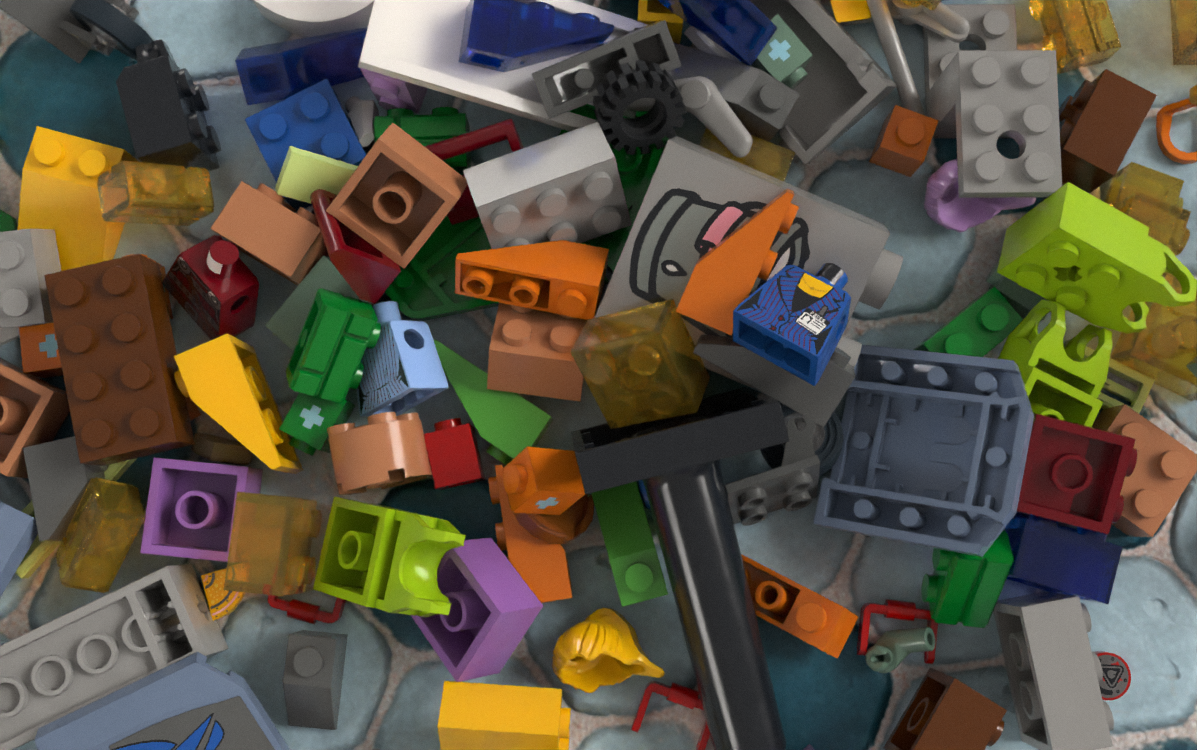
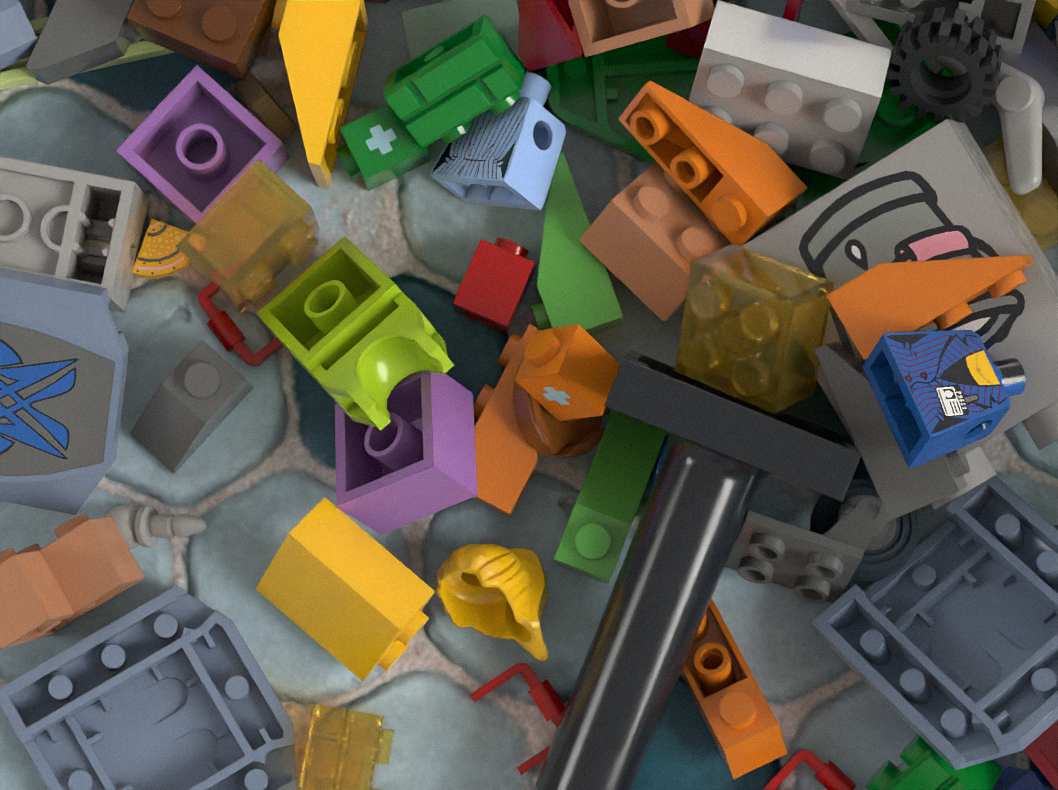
camera: 35 degrees right, 0 degrees up
(99, 535) = (86, 103): clear yellow brick -> none
(378, 454) = (422, 226): nougat brick -> none

